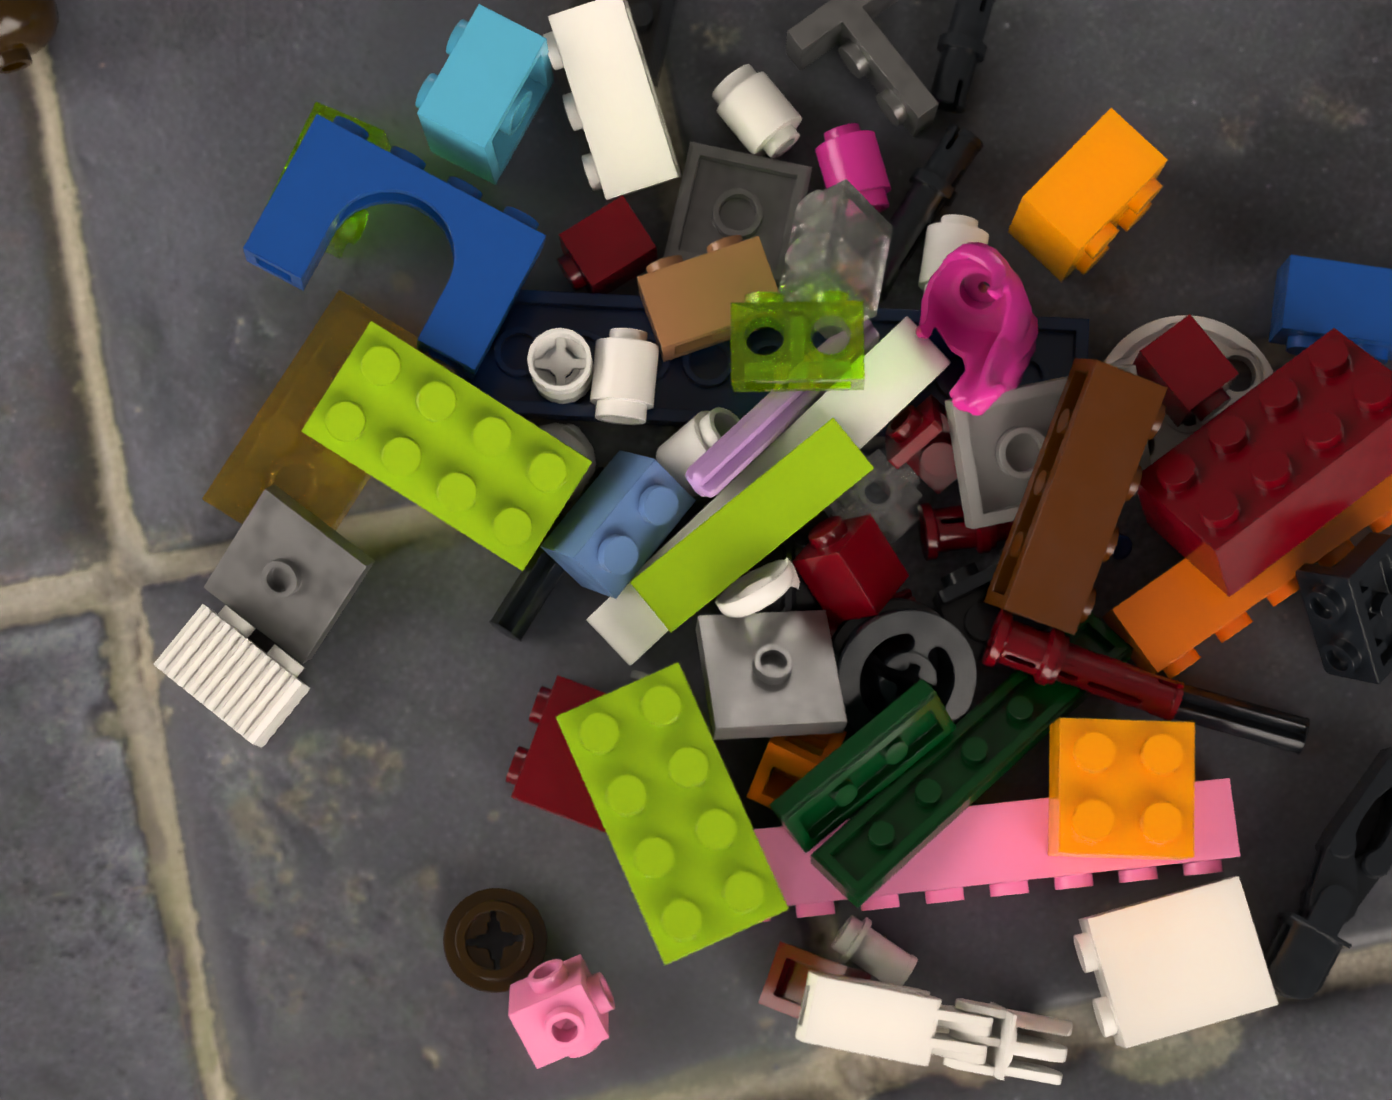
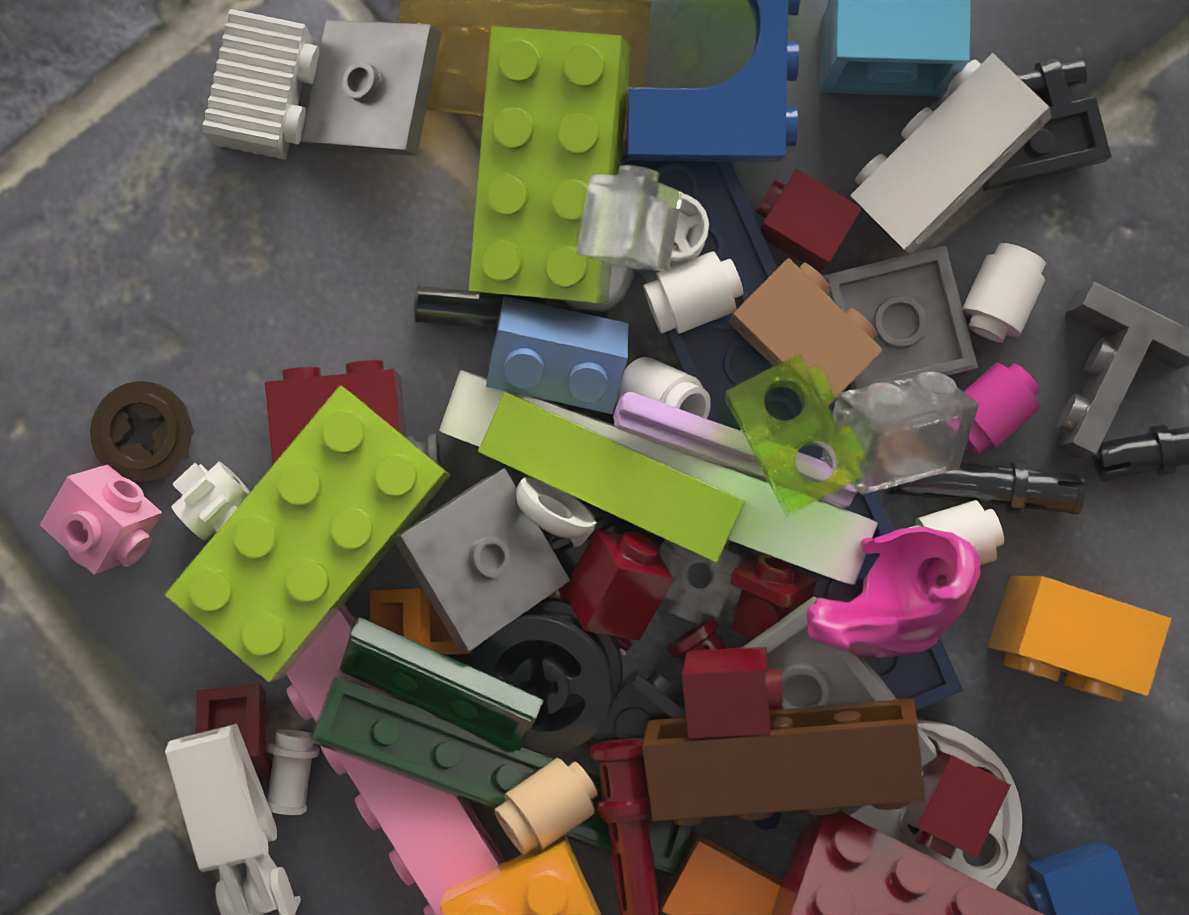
camera: 60 degrees right, 5 degrees up
(537, 393) = (630, 220): none -> clear brick
(592, 902) = (208, 498): none -> white gear
(994, 510) = (730, 692): none -> dark red brick
(1016, 723) = (546, 805): none -> tan brick

